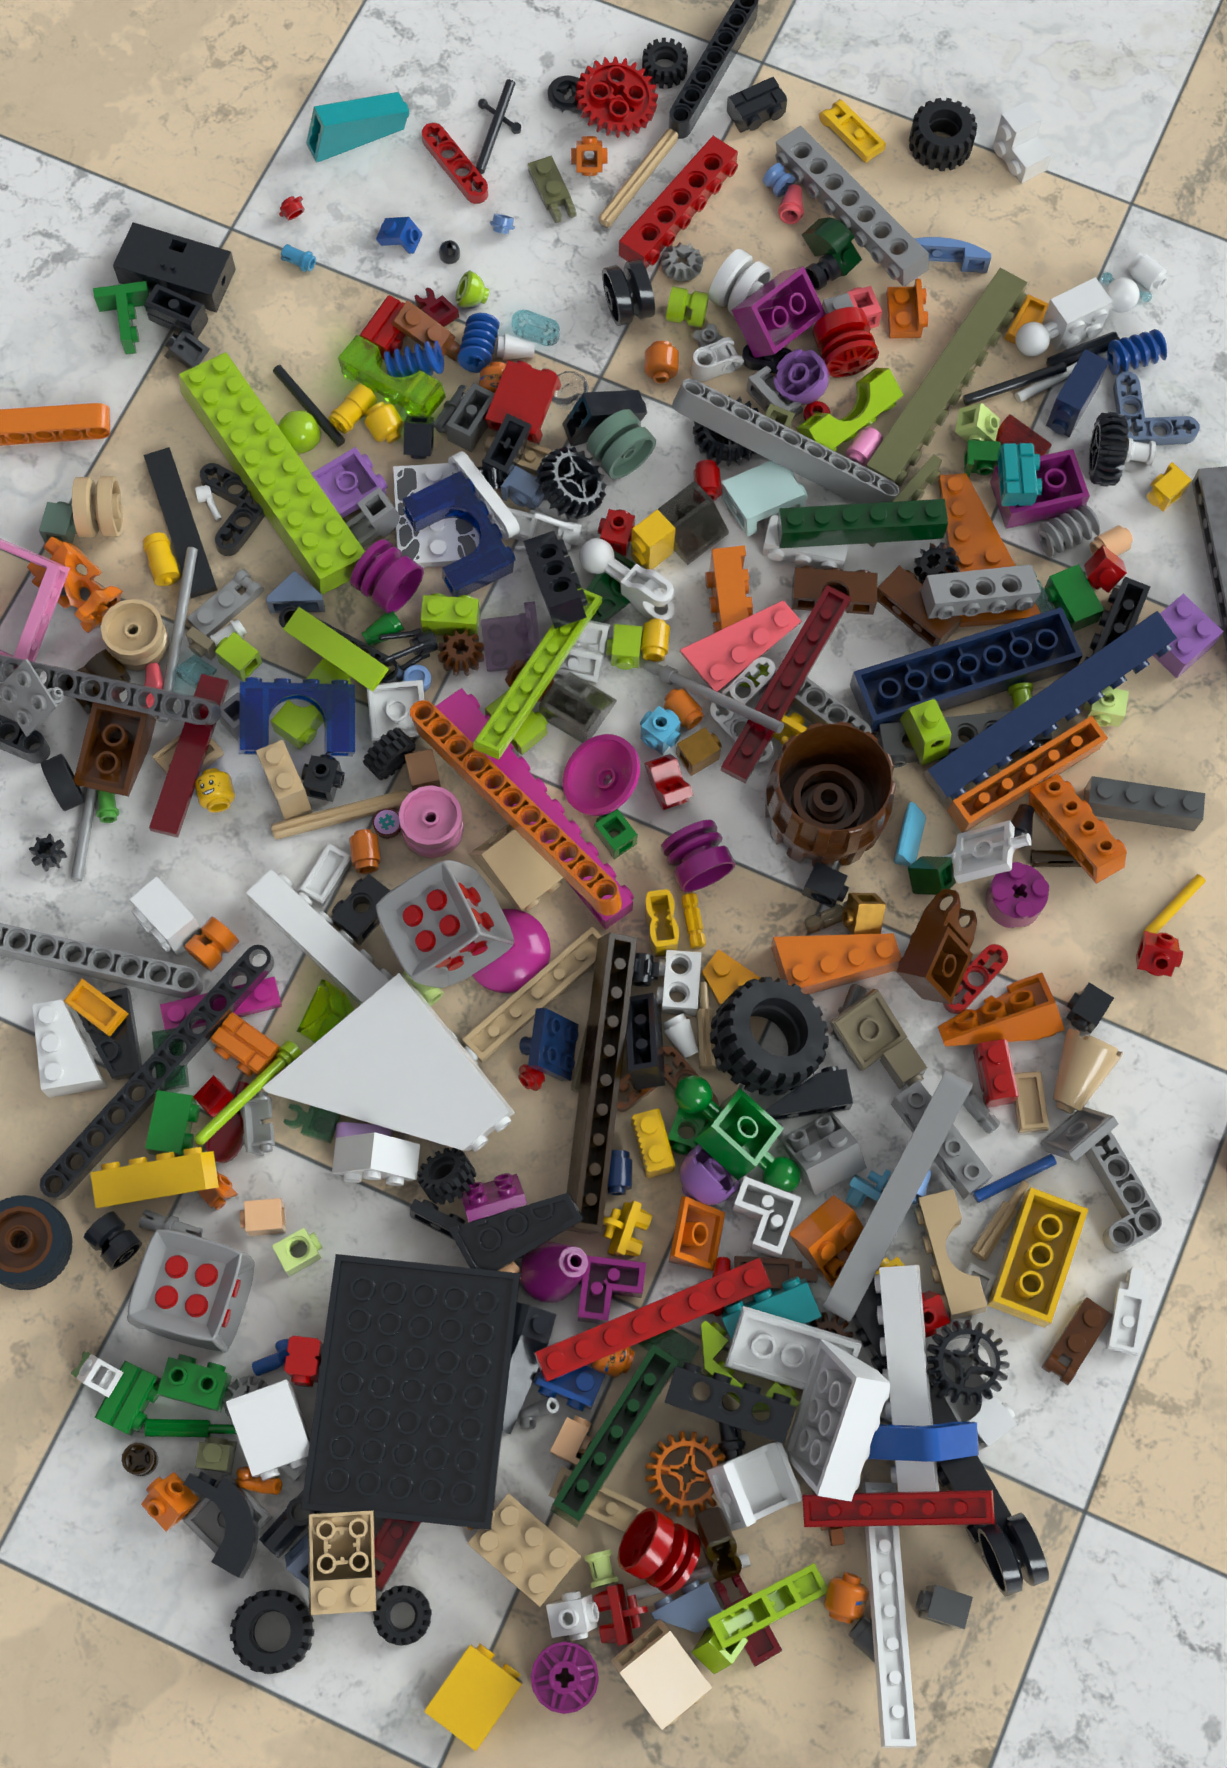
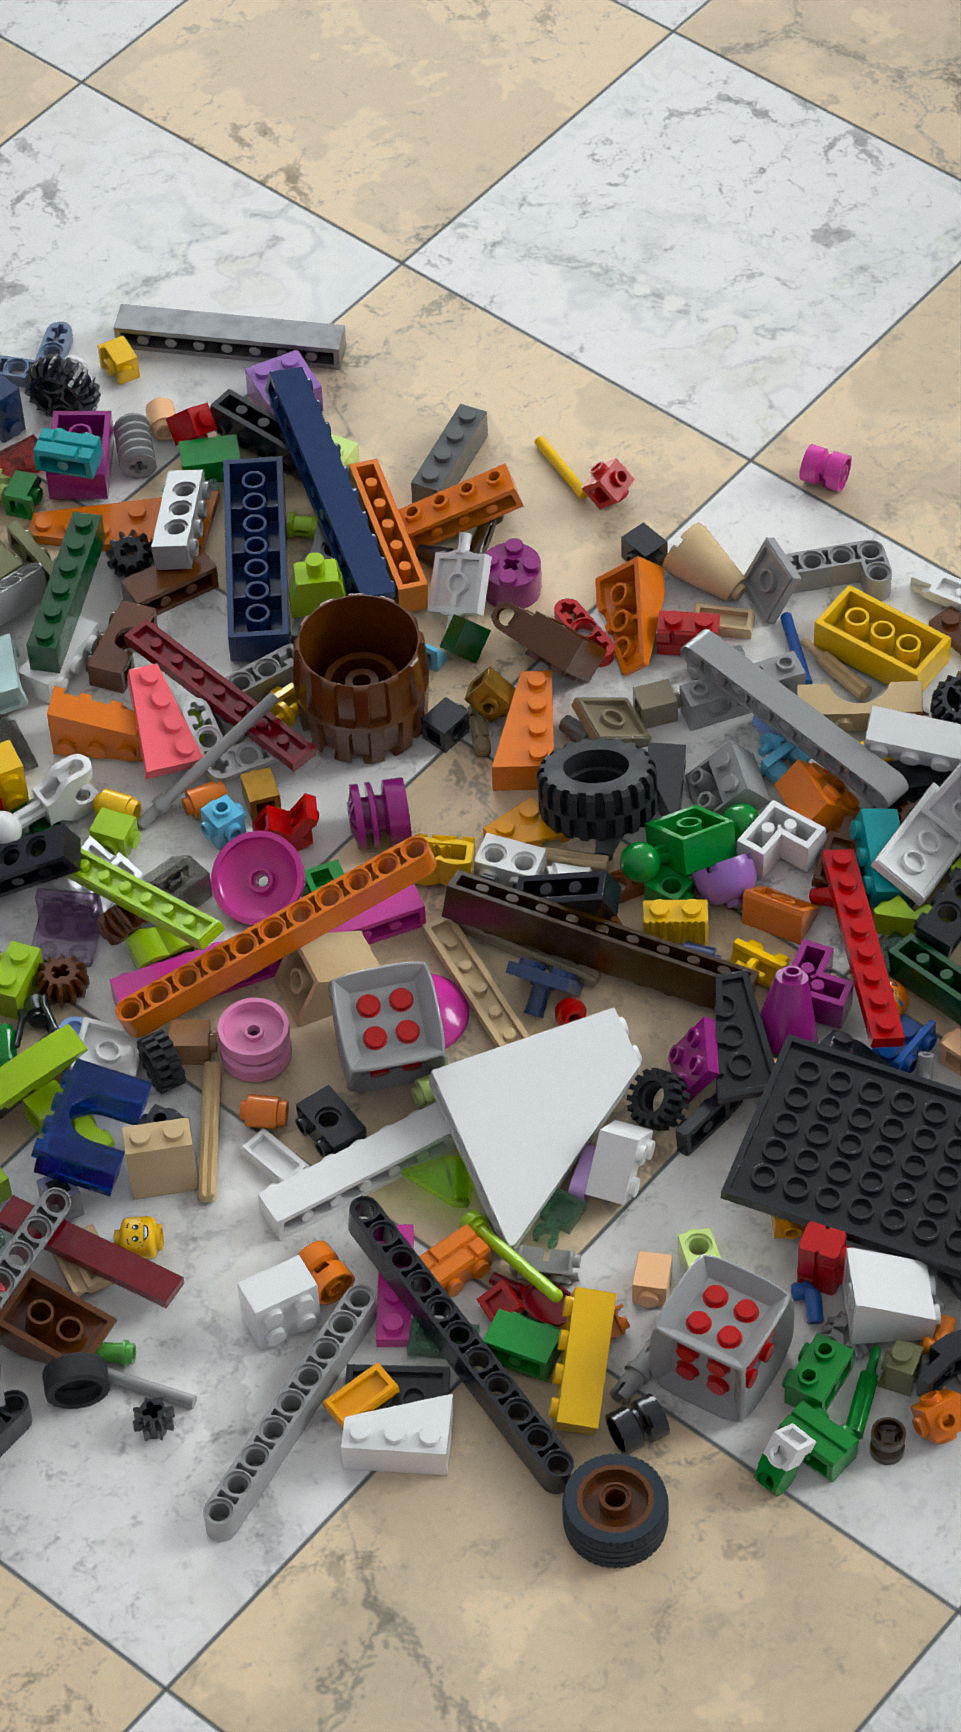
camera: 70 degrees left, 20 degrees down
(386, 823) = (234, 1089): tile -> none

